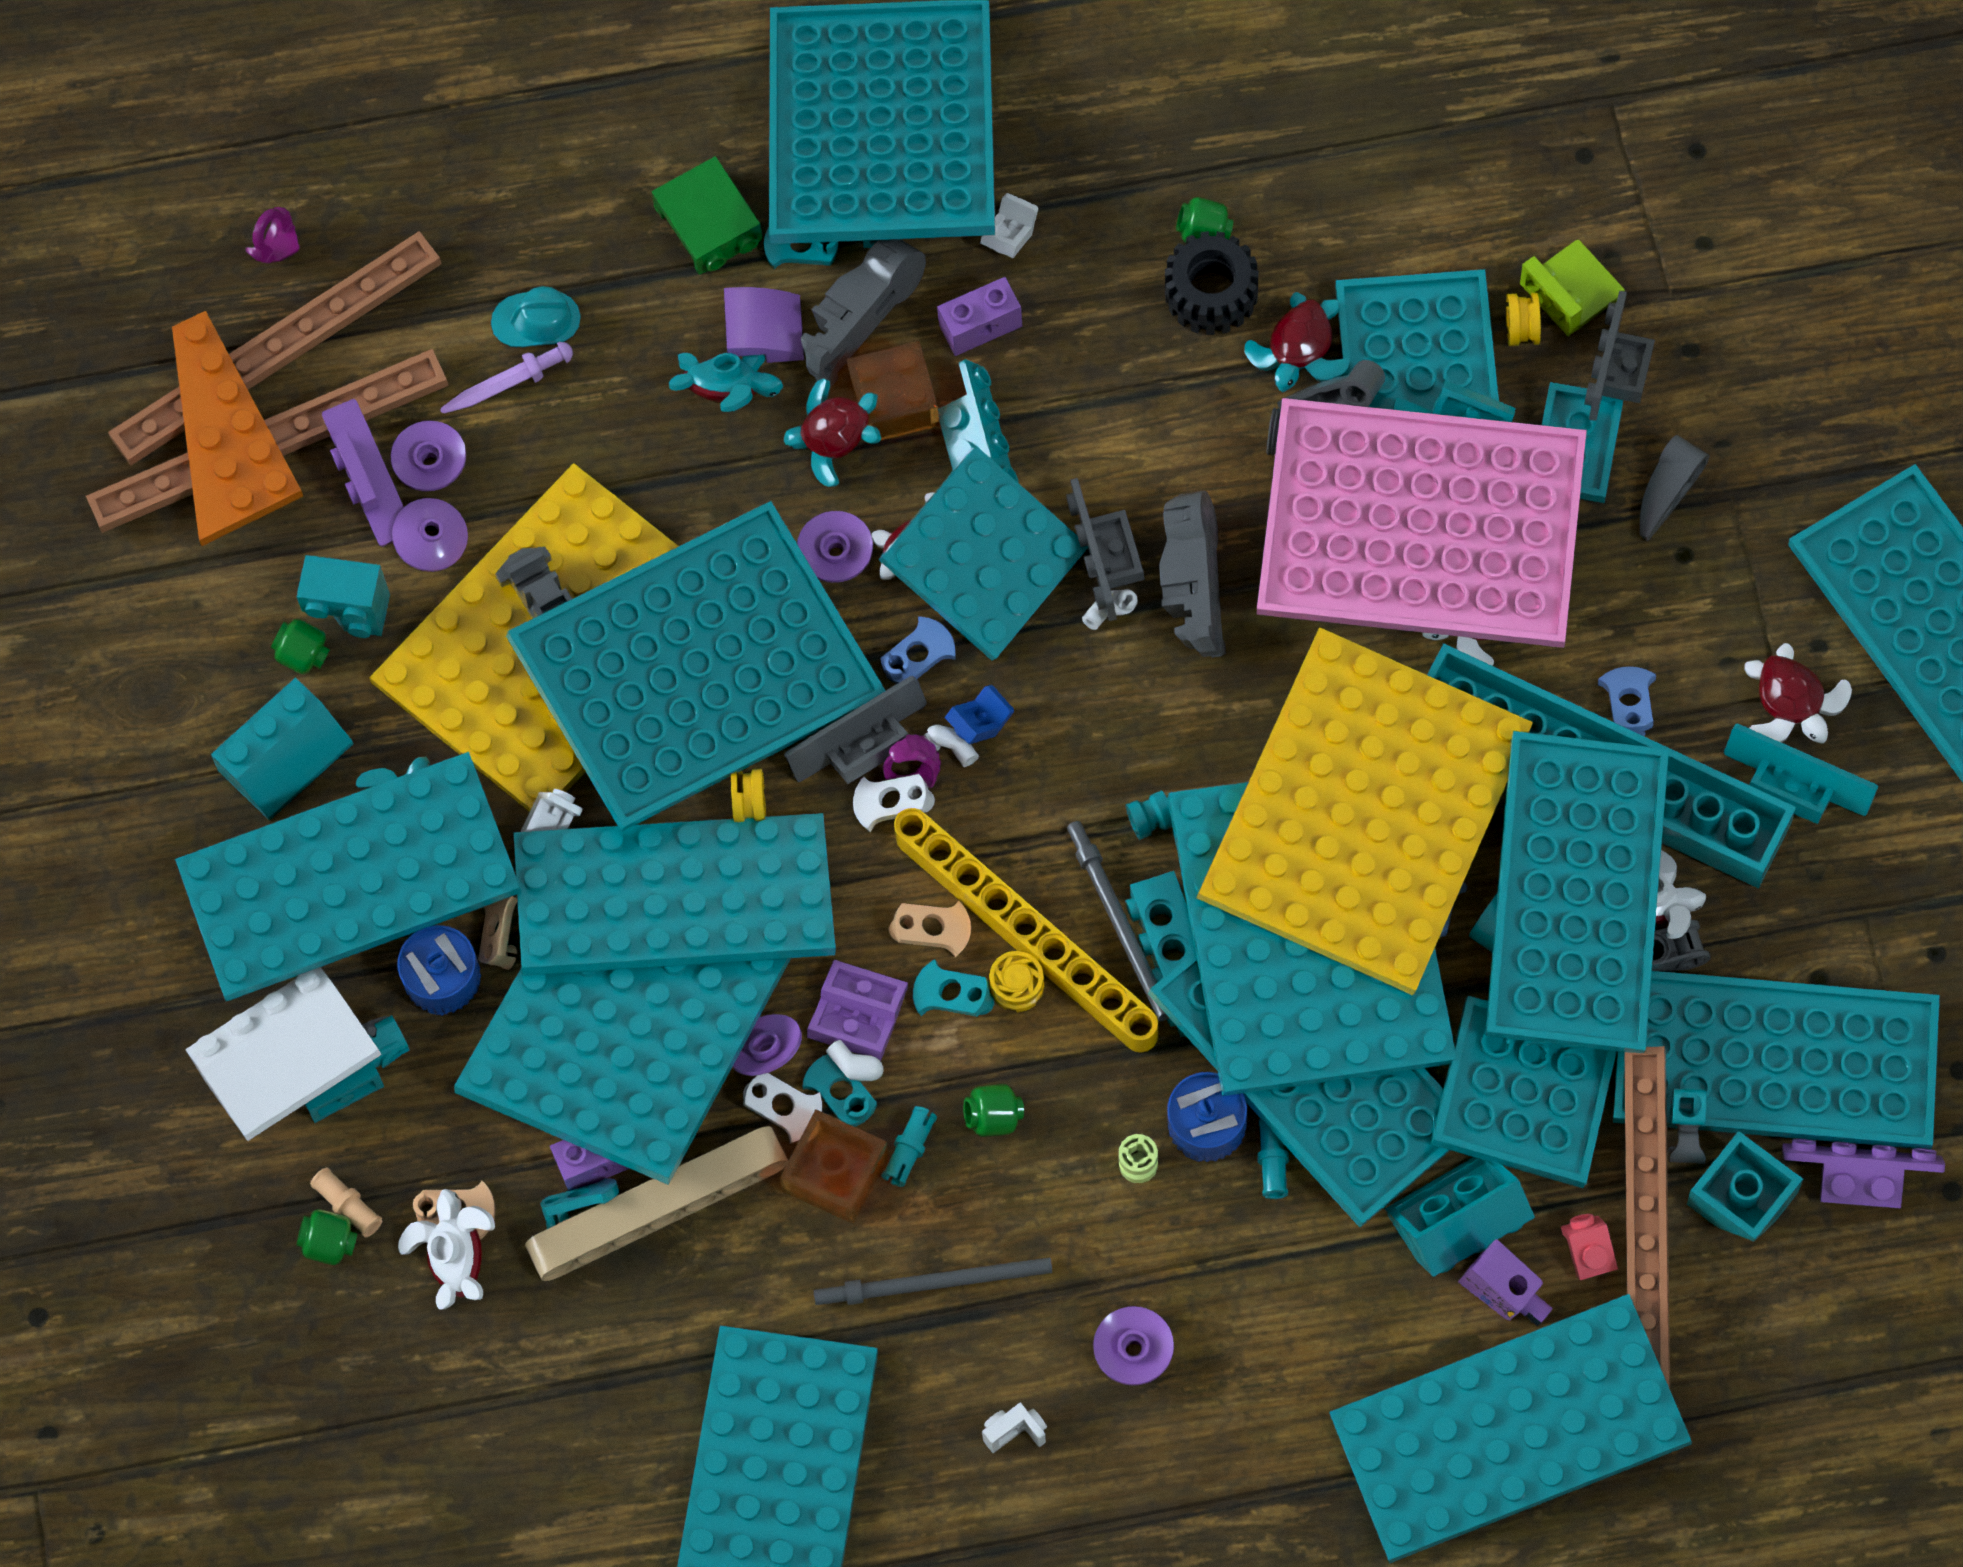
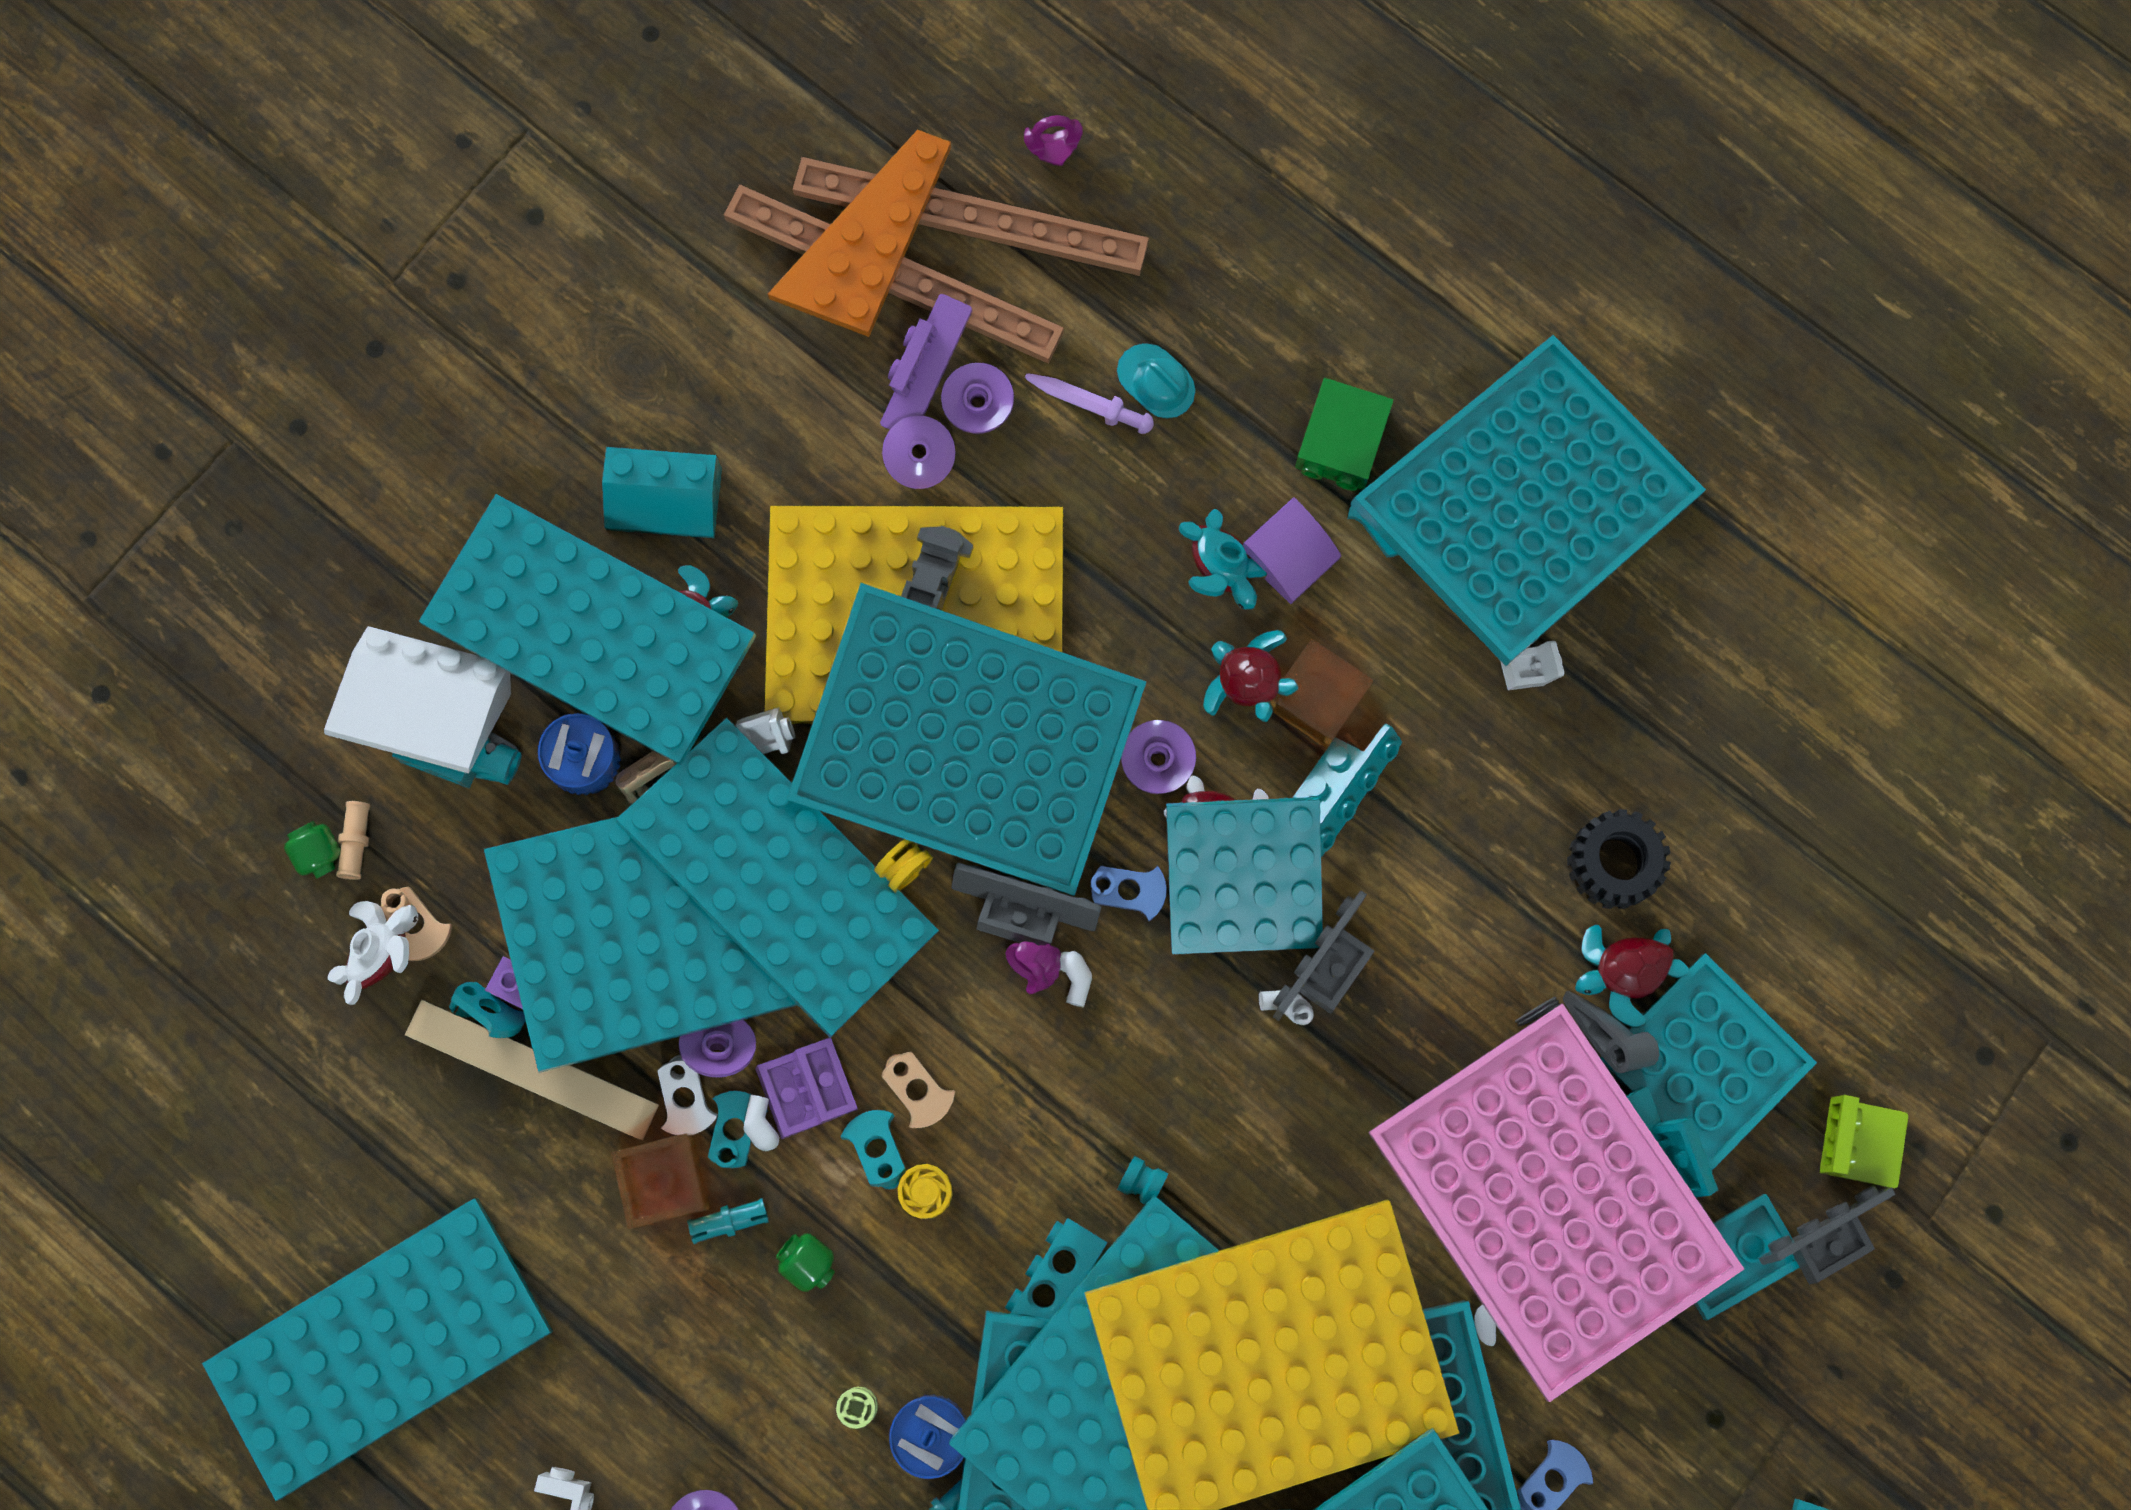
camera: 45 degrees right, 10 degrees up
(300, 646) = (751, 436): green head -> none
(347, 591) = (816, 442): teal slope -> none
(855, 1291) = (583, 1277): dark grey bar -> none
(859, 304) = (1367, 608): dark grey piece -> none
(869, 796) = (981, 953): white piece -> none
(979, 316) = (1438, 706): medium lavender brick -> none
(981, 717) = (1112, 983): blue bracket -> none
(1020, 912) = (978, 1182): yellow beam -> none
(1090, 860) = (1070, 1163): dark grey bar -> none
(1191, 572) = (1366, 1046): dark grey piece -> none
(1203, 216) = (1665, 807): green head -> none
(1523, 319) = (1801, 1129): yellow wheel -> none
(1671, 480) = (1764, 1358): dark grey piece -> none

